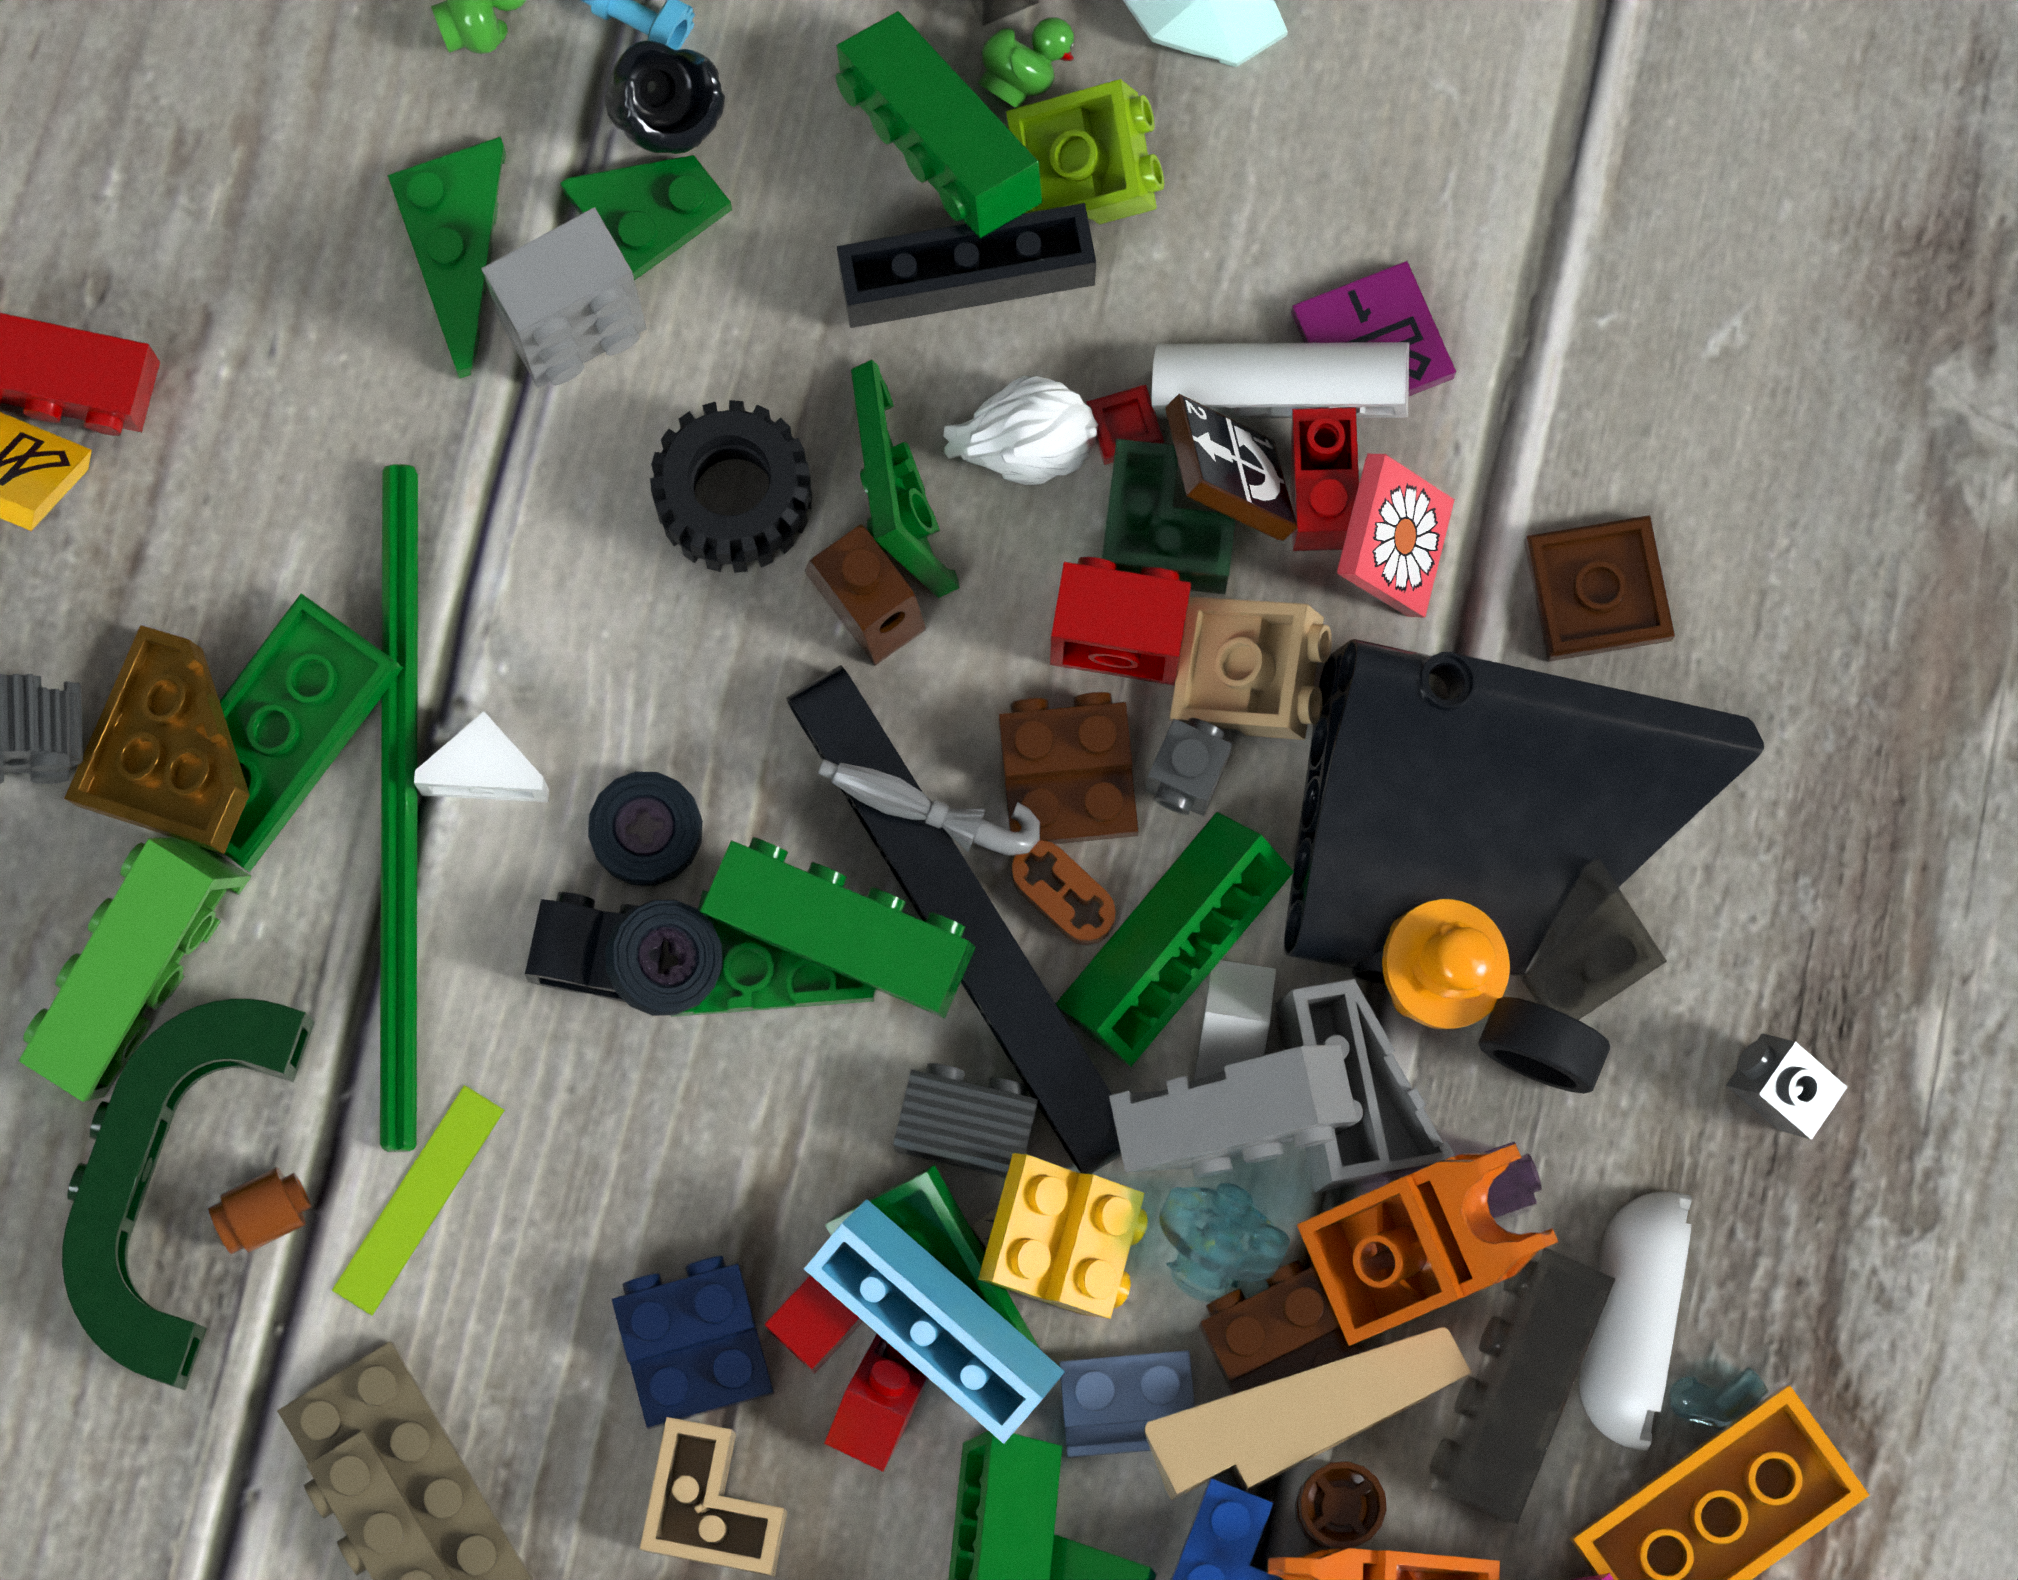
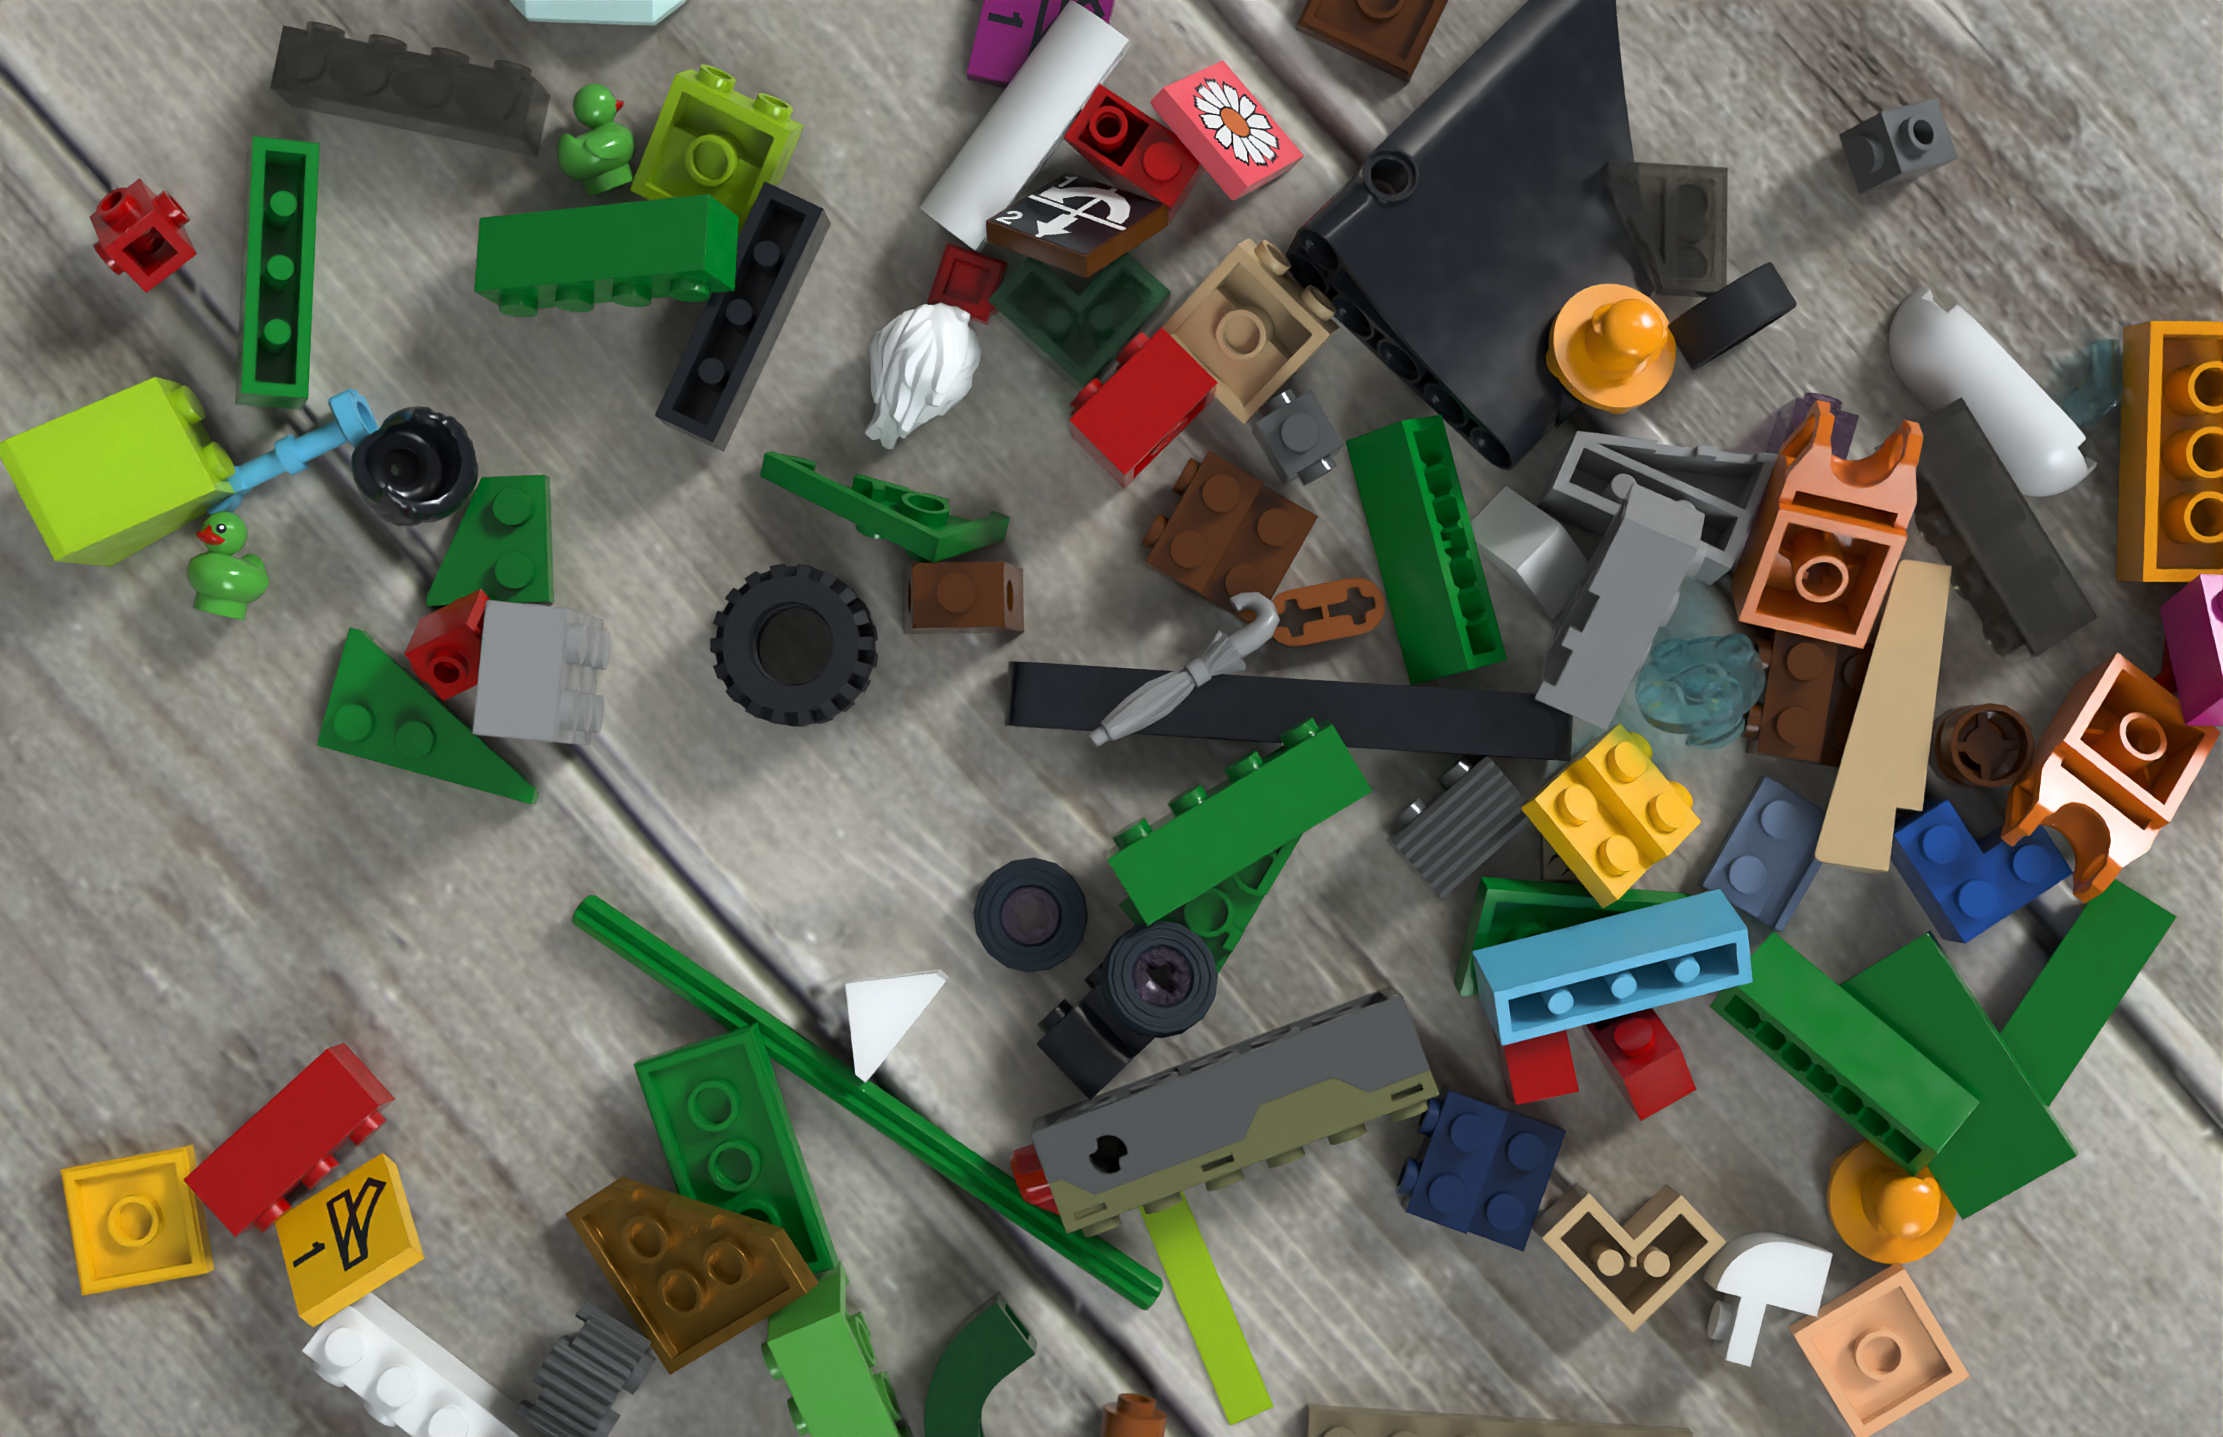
camera: 50 degrees left, 10 degrees up
(532, 212) = (448, 645): none -> red brick
(593, 1089) = (1227, 1113): none -> dark grey piece

